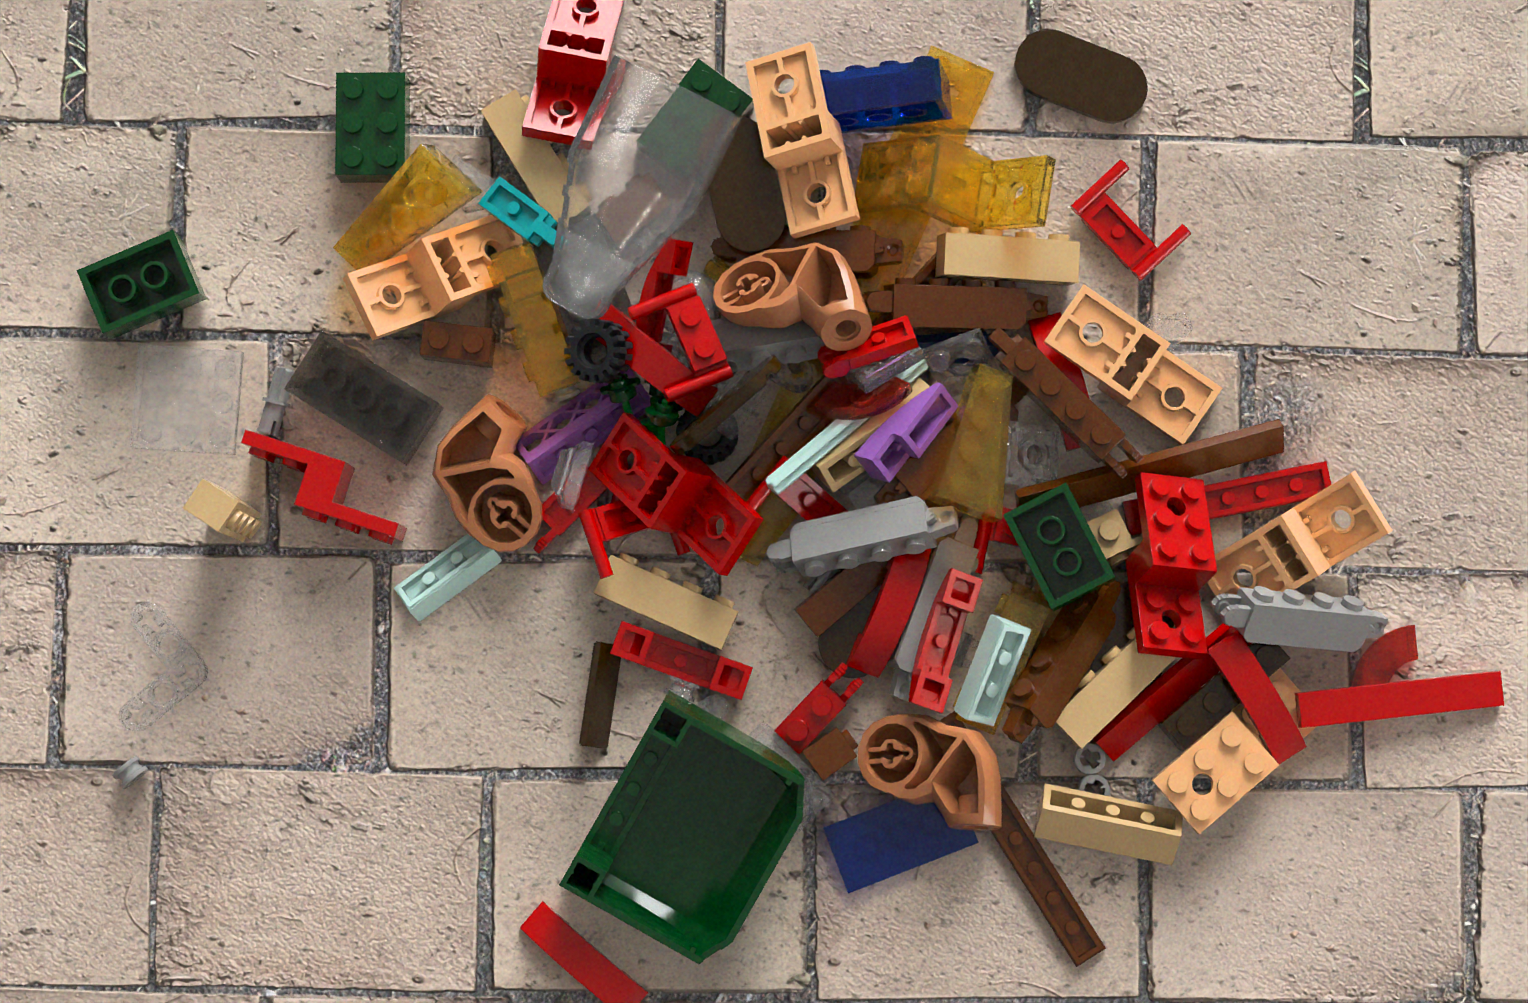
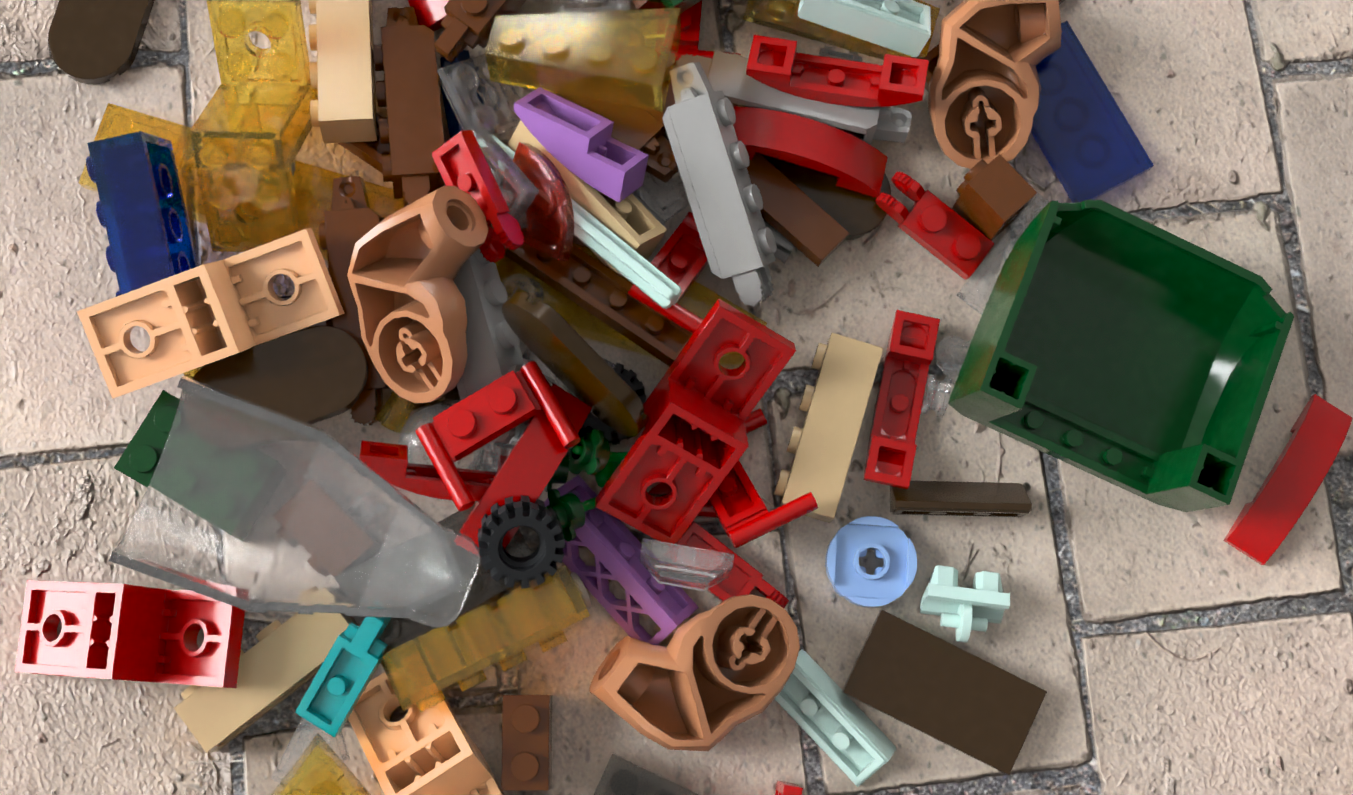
camera: 105 degrees left, 5 degrees down
(454, 661) = (944, 692): none -> dark brown tile
(523, 673) = (964, 607): none -> light aqua hips
(548, 603) = (889, 543): none -> light blue plate

